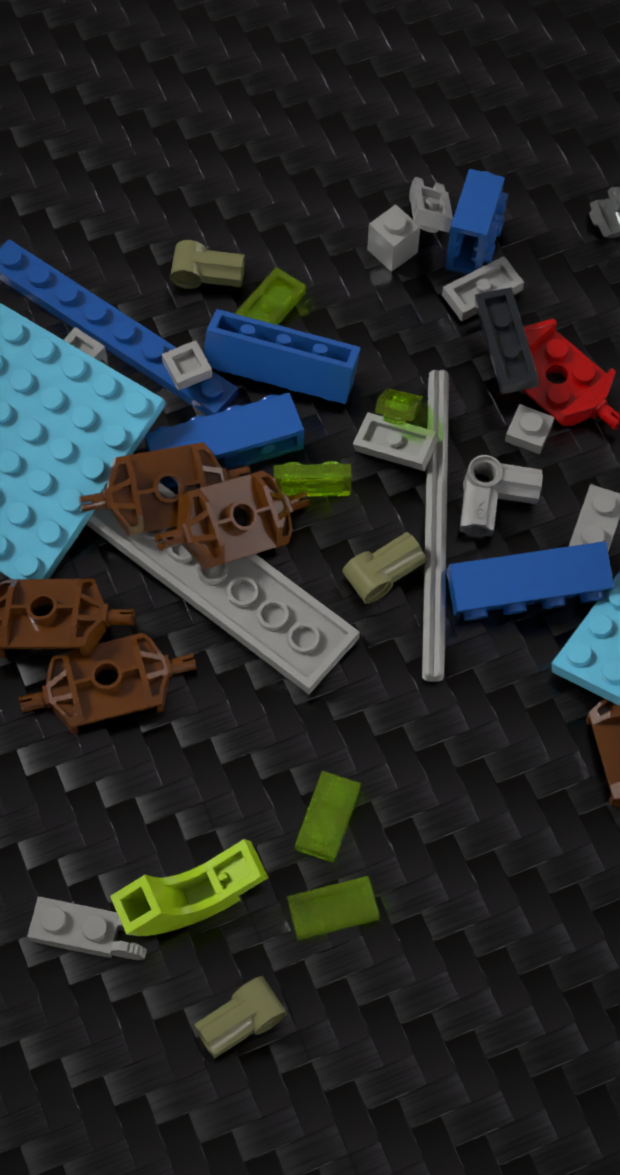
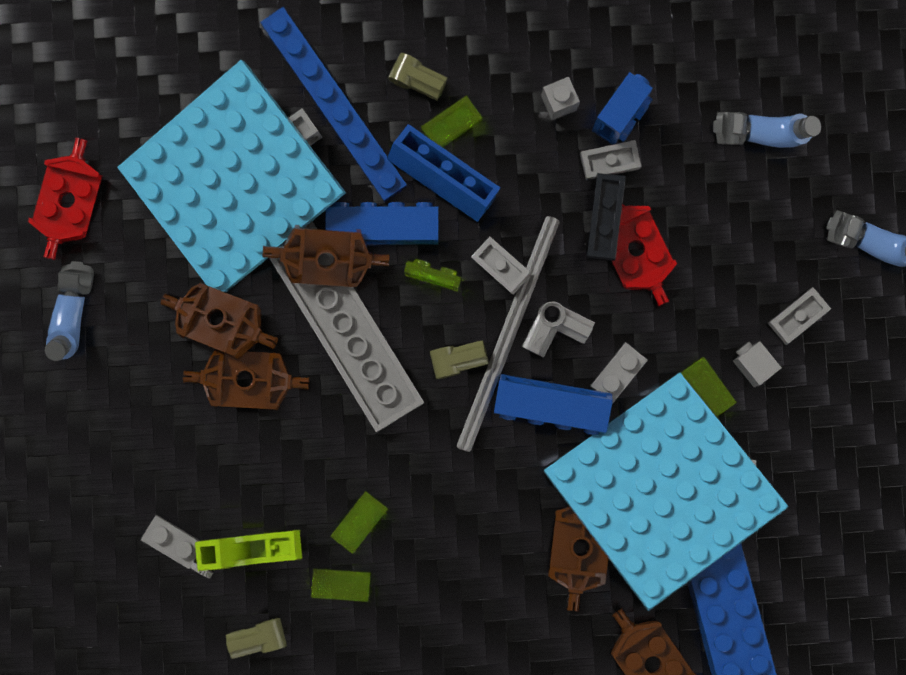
camera: 20 degrees right, 20 degrees up
(187, 365) = (373, 161): light grey plate -> none
(213, 535) = (345, 293): reddish brown plate -> none
(398, 406) = (512, 241): clear neon green plate -> none
(430, 206) = (594, 85): light grey hinge -> none
(529, 429) = (601, 283): light grey plate -> none

